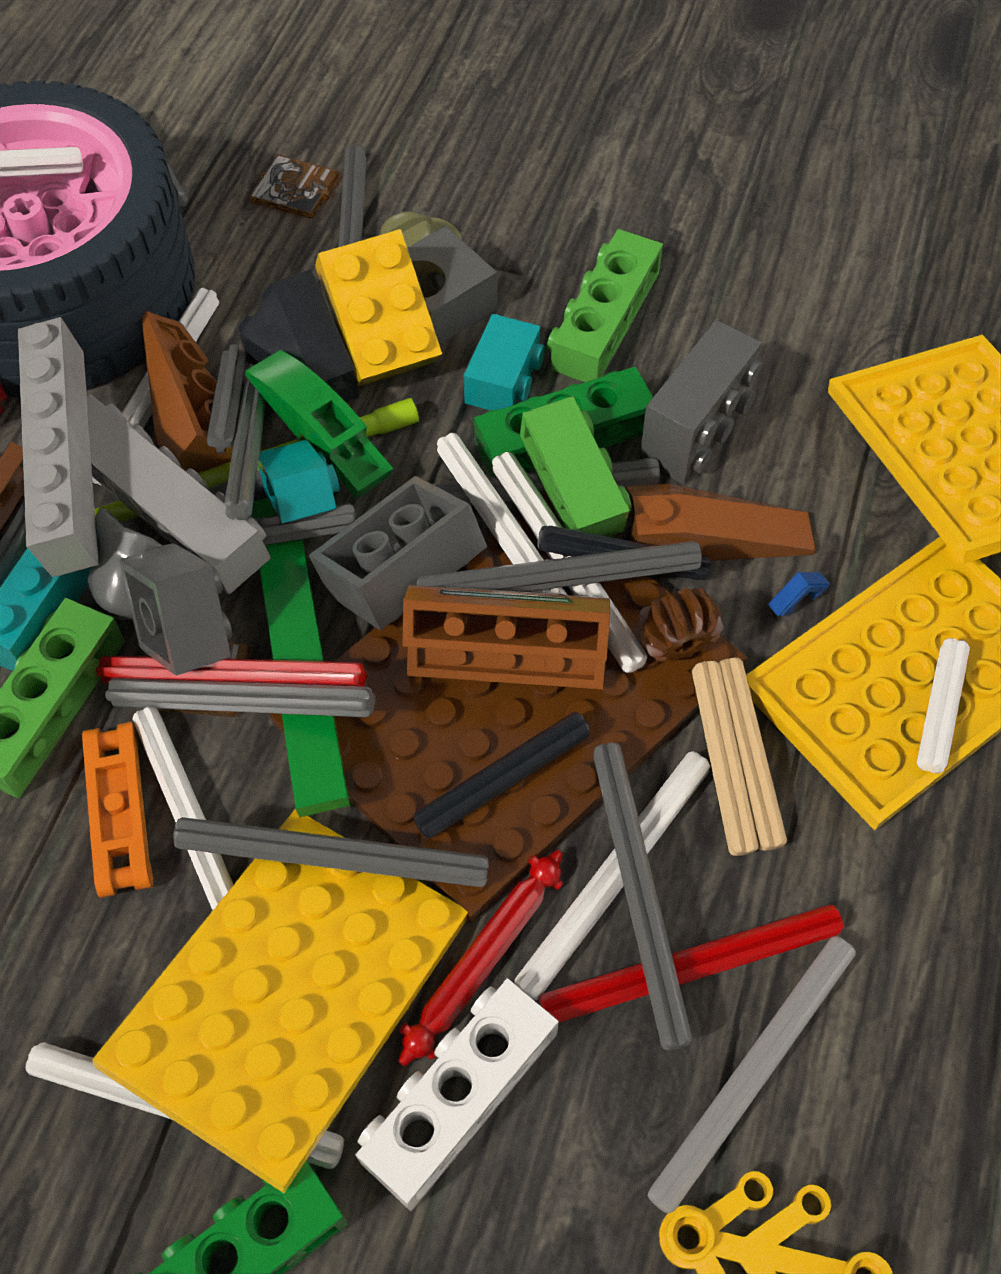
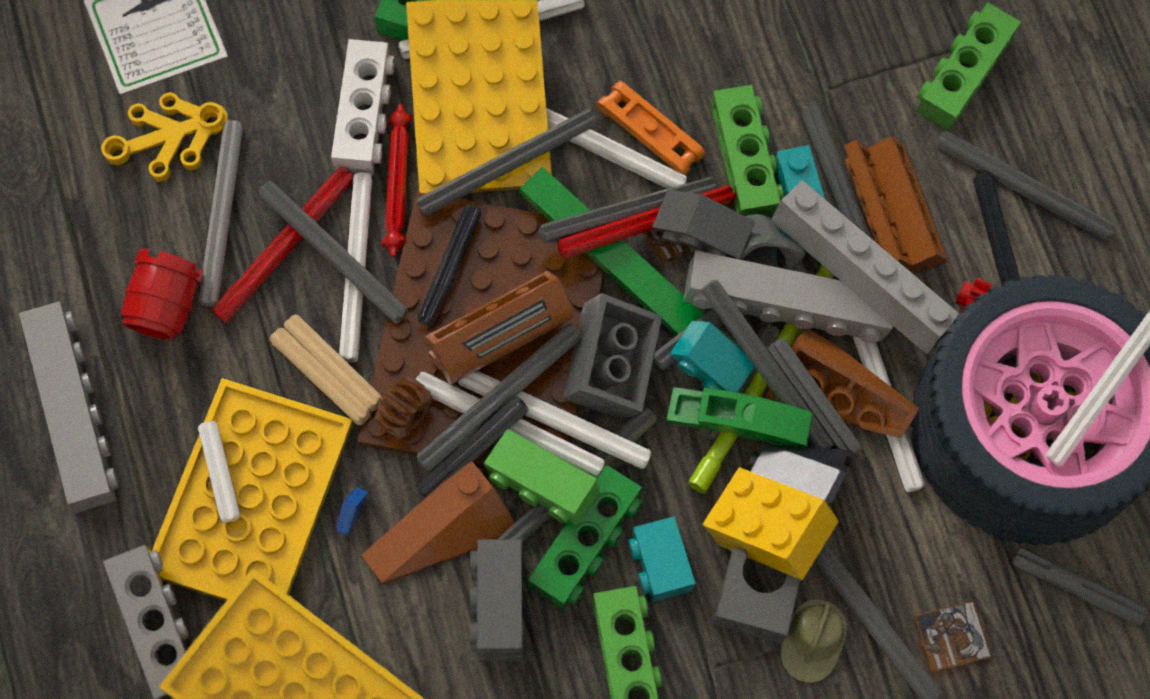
camera: 140 degrees right, 10 degrees up
(912, 977) = (160, 295): none -> red piece

